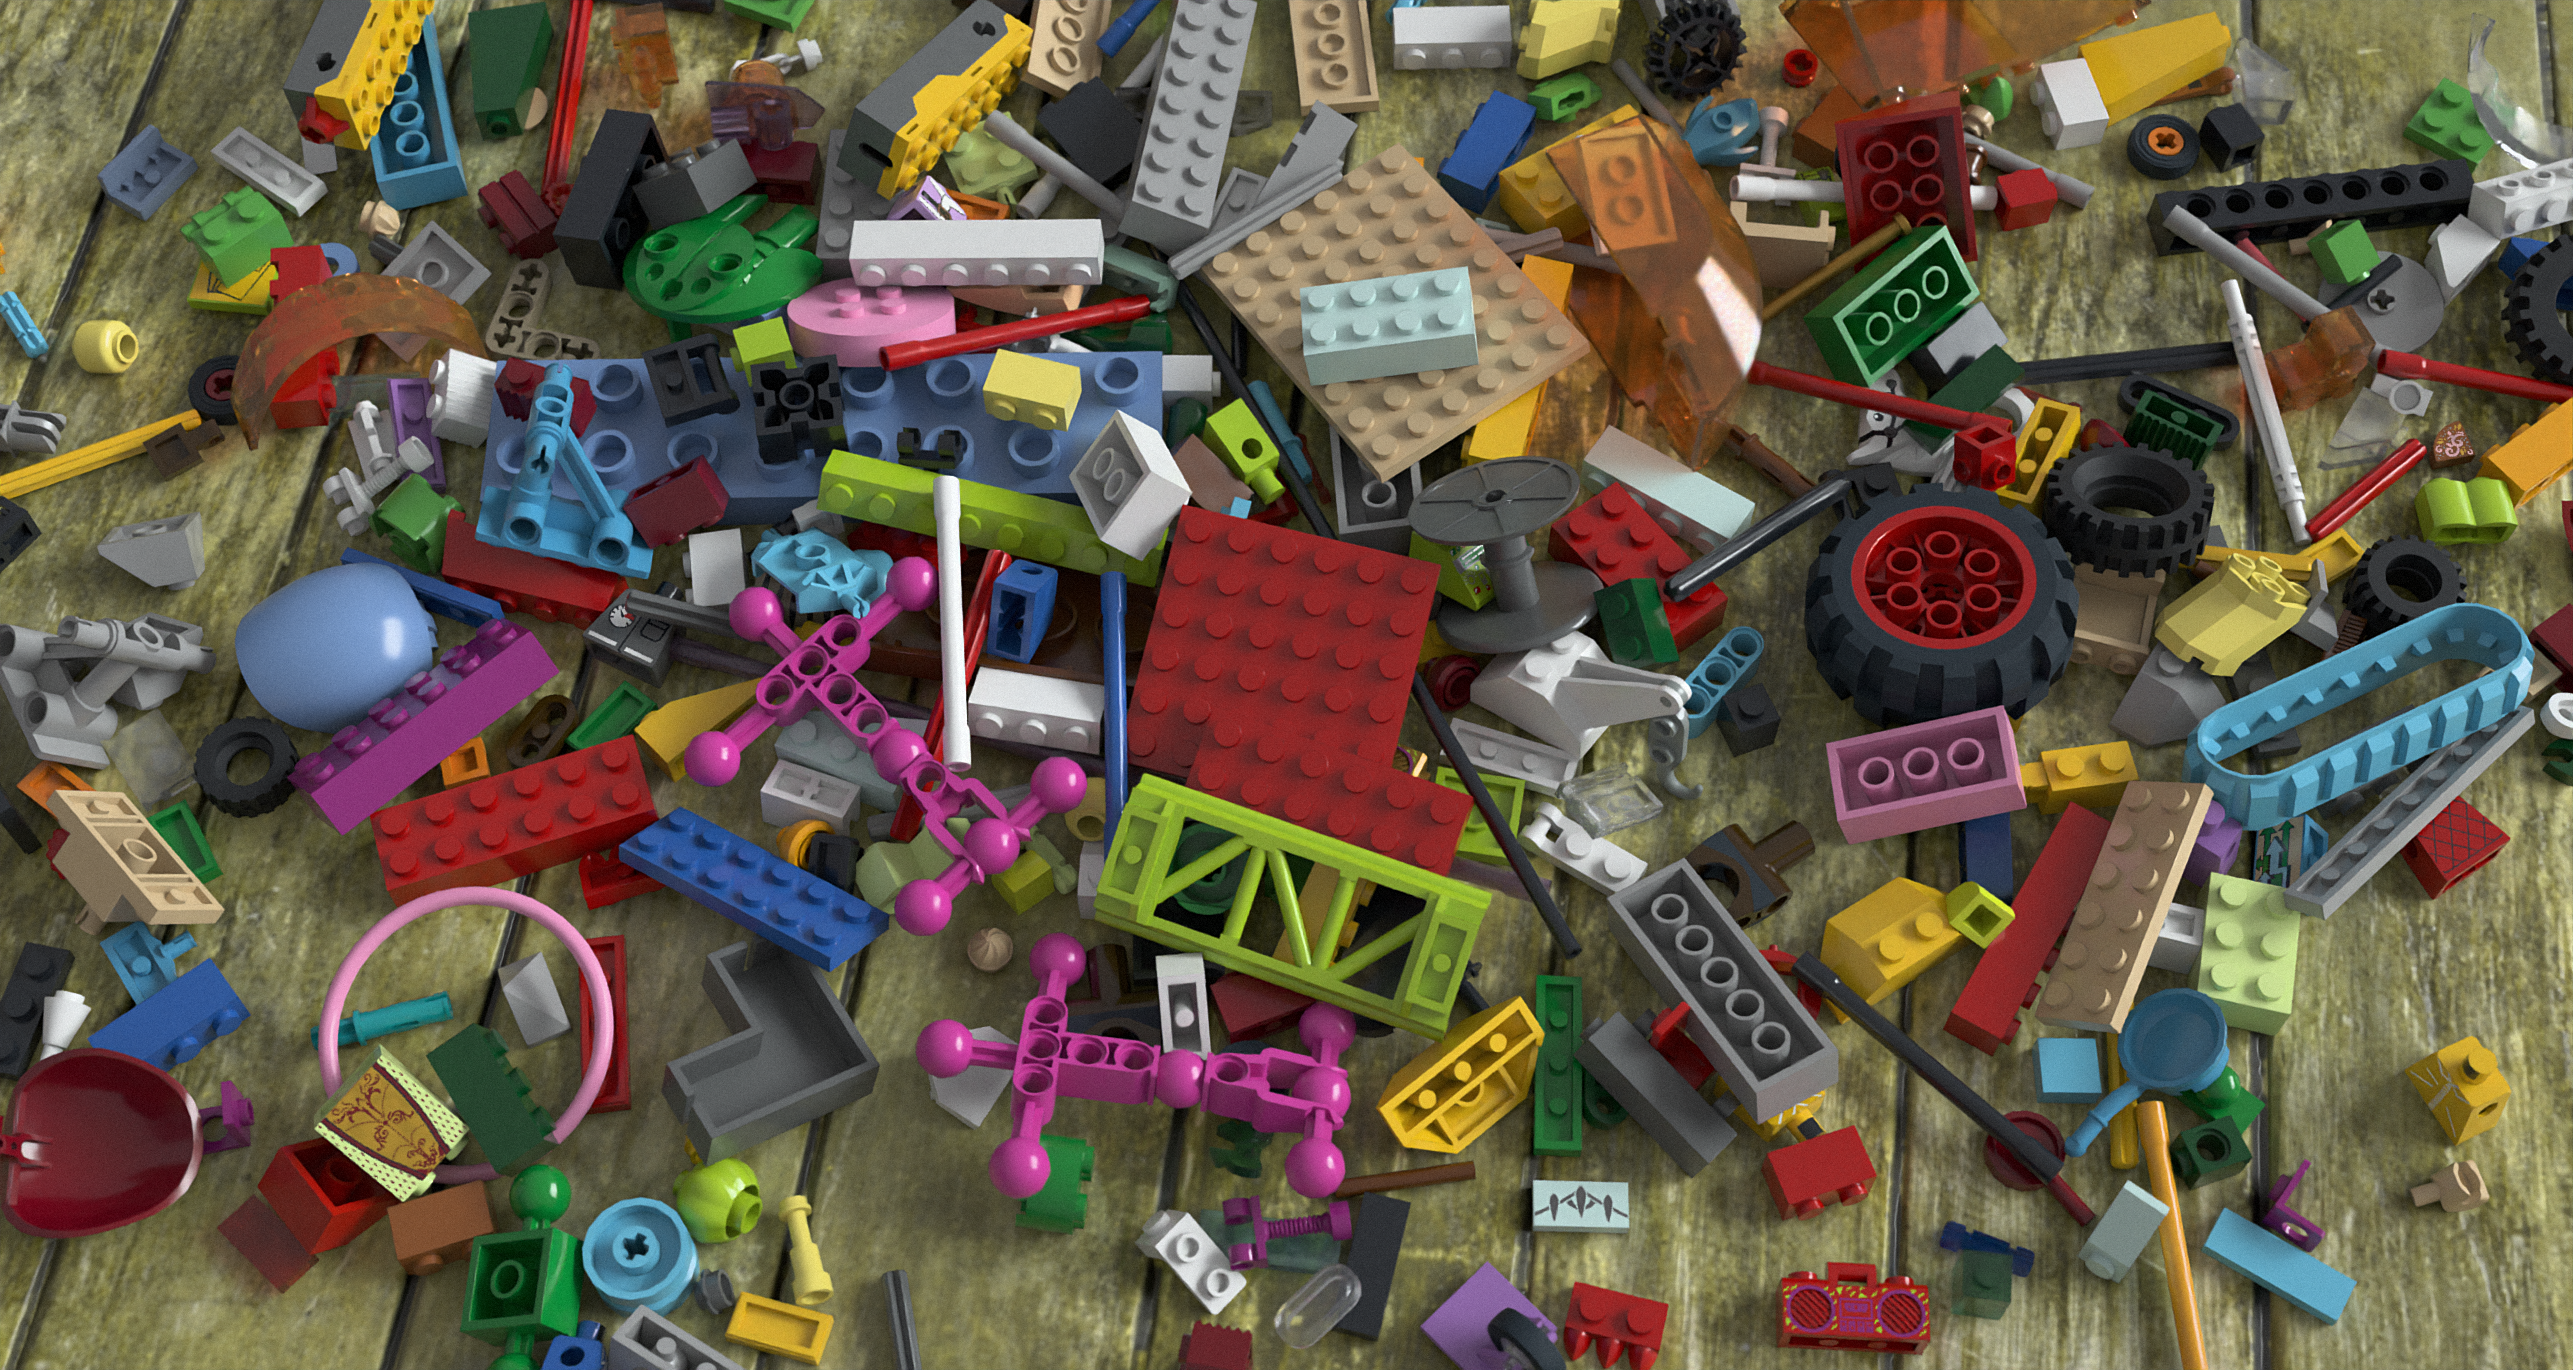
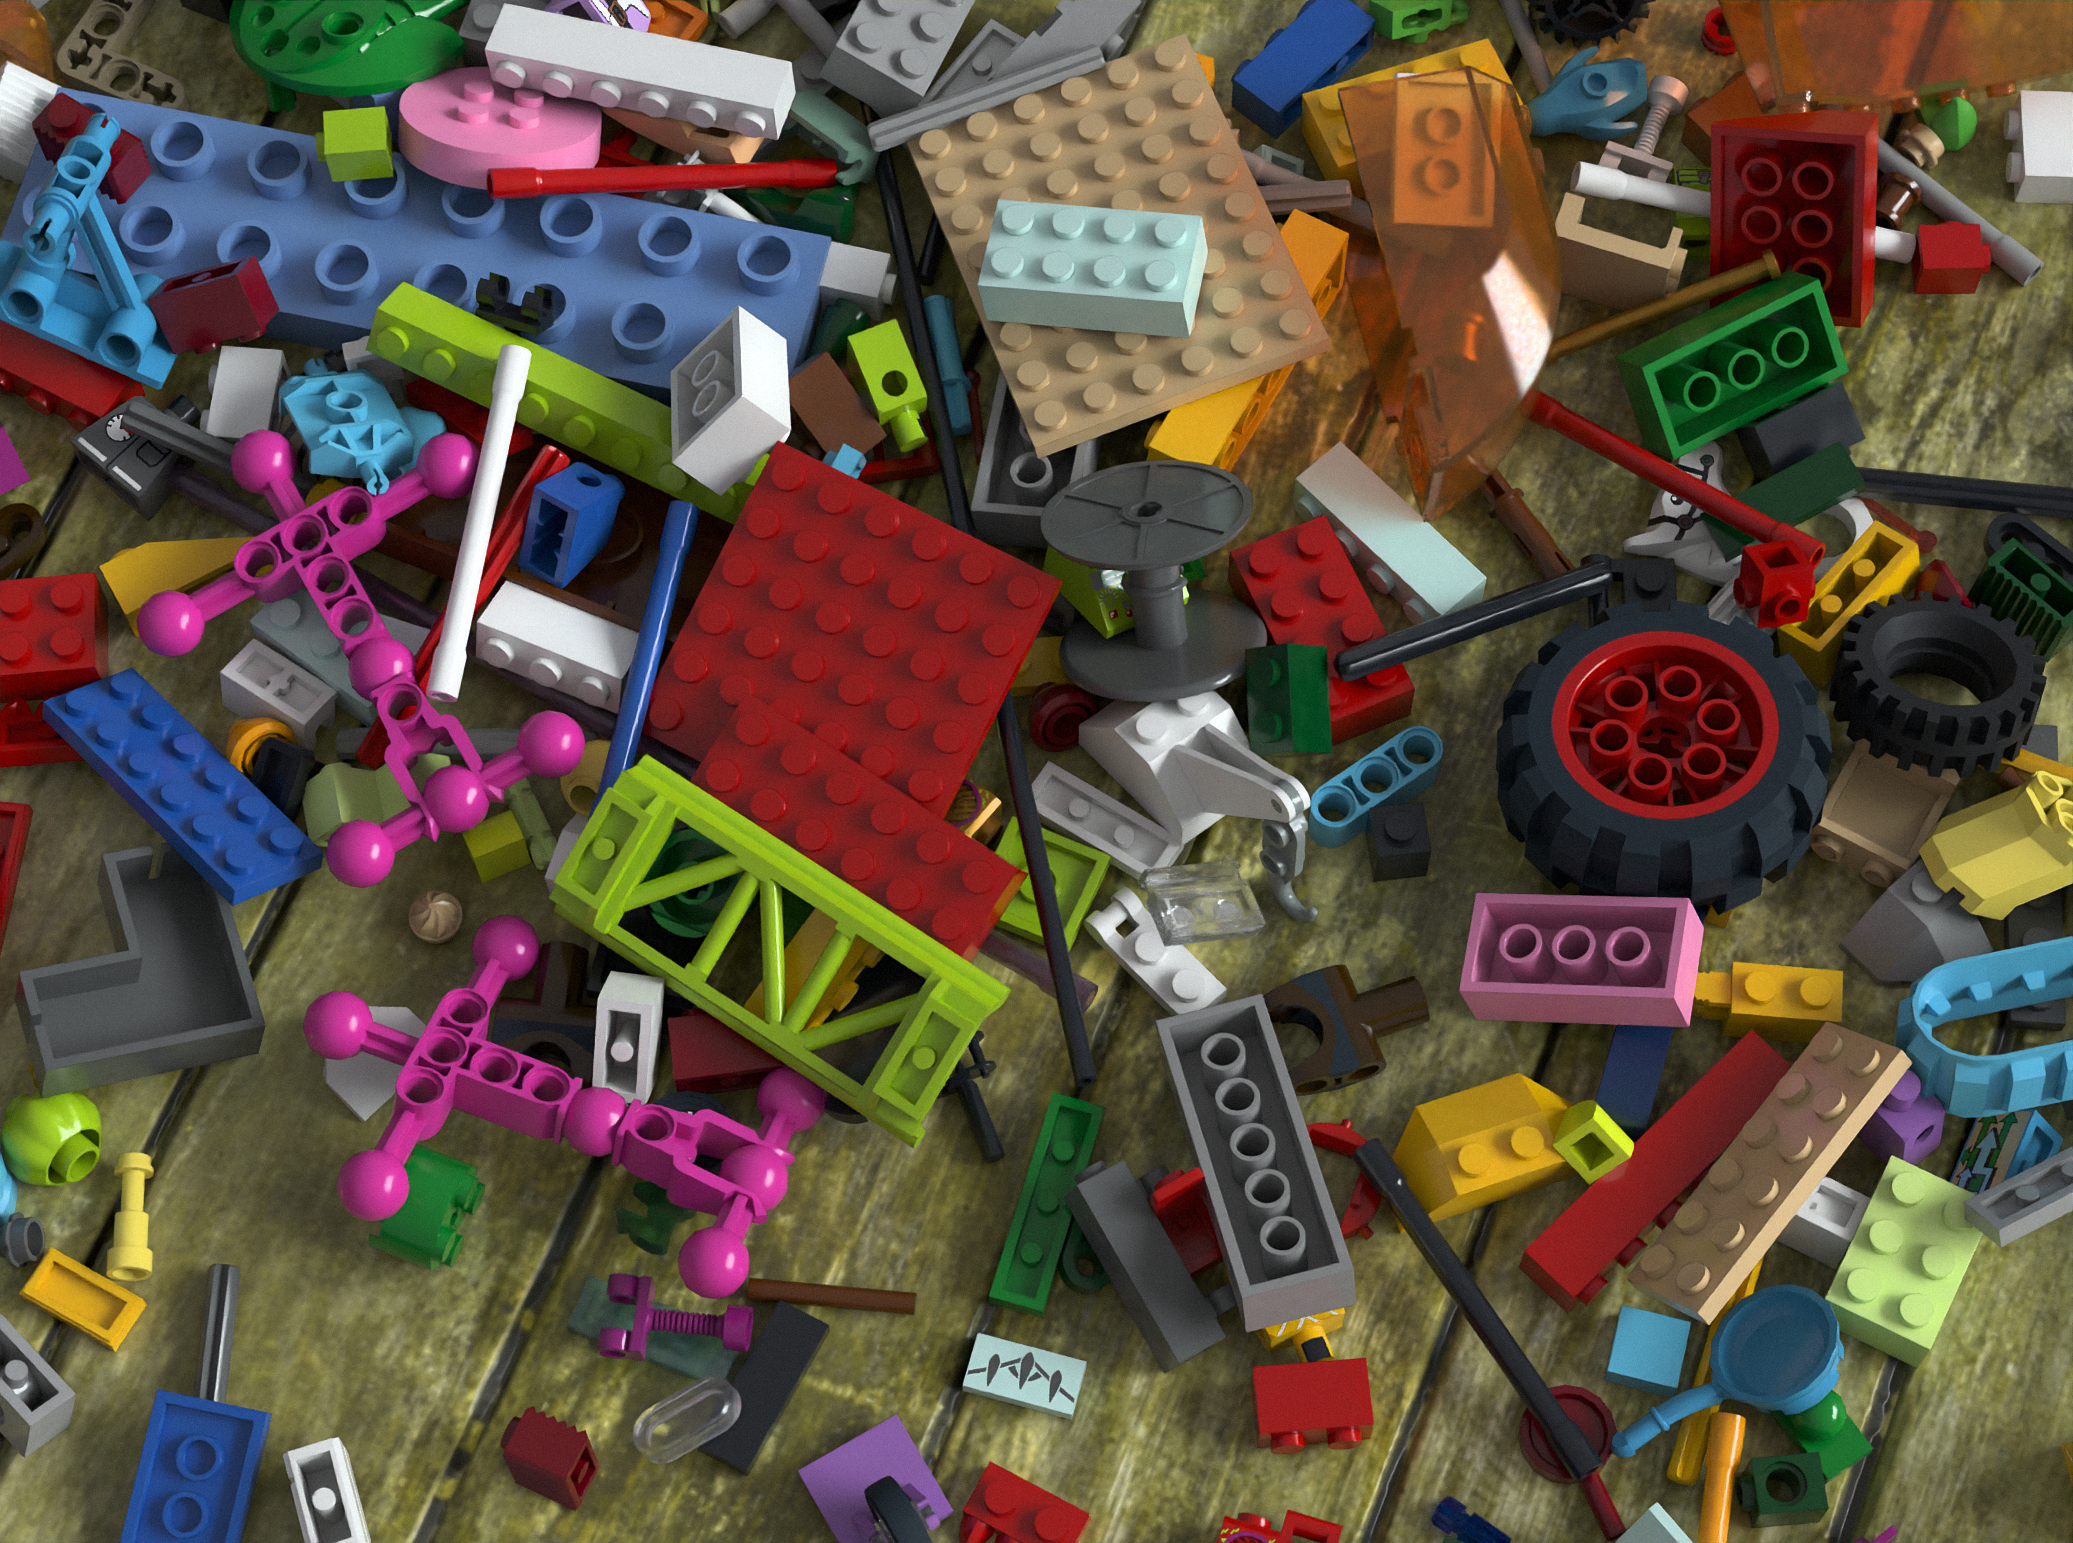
camera: 15 degrees right, 5 degrees up
(612, 718) = (83, 546): green tile -> none
(676, 383) = (246, 160): black plate -> none
(799, 408) = (376, 224): black brick -> none
(1032, 390) = (654, 258): light yellow brick -> none
(1192, 1257) = (560, 1331): white bracket -> none
(1465, 1081) = (927, 1199): yellow wedge -> none

